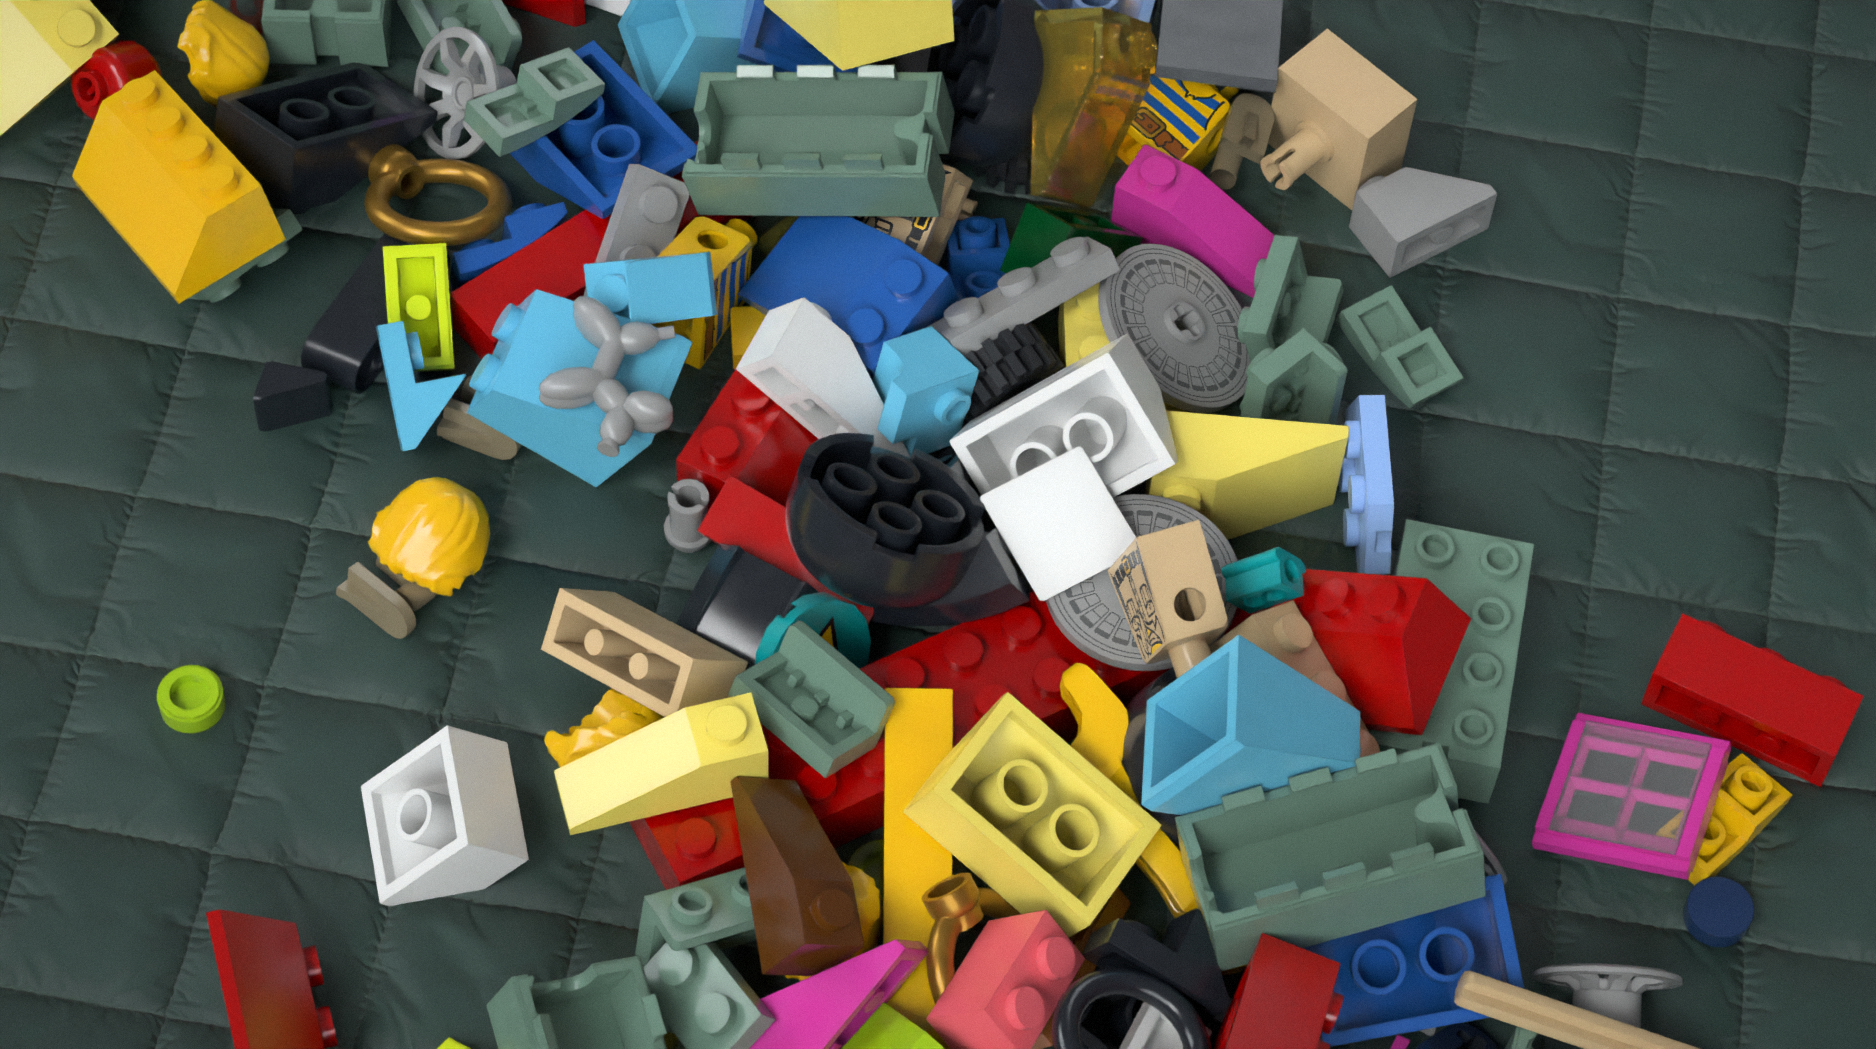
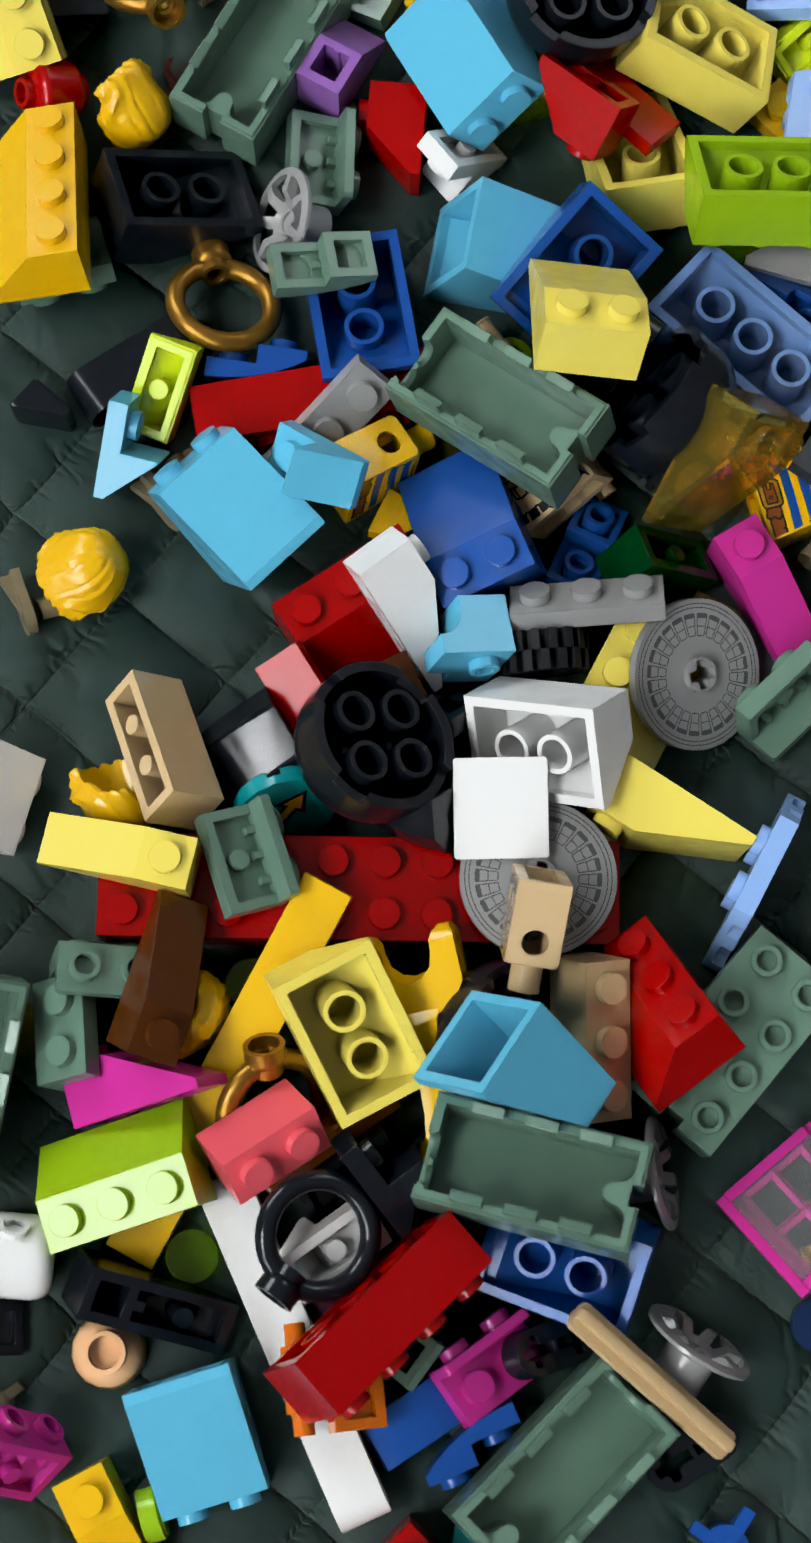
camera: 30 degrees right, 20 degrees up
(582, 385) = (231, 531): light grey piece -> none
(687, 510) = (265, 635): light grey pin -> none
(1264, 580) = (619, 930): teal piece -> none
(1295, 382) = (743, 762): sand green bracket -> none

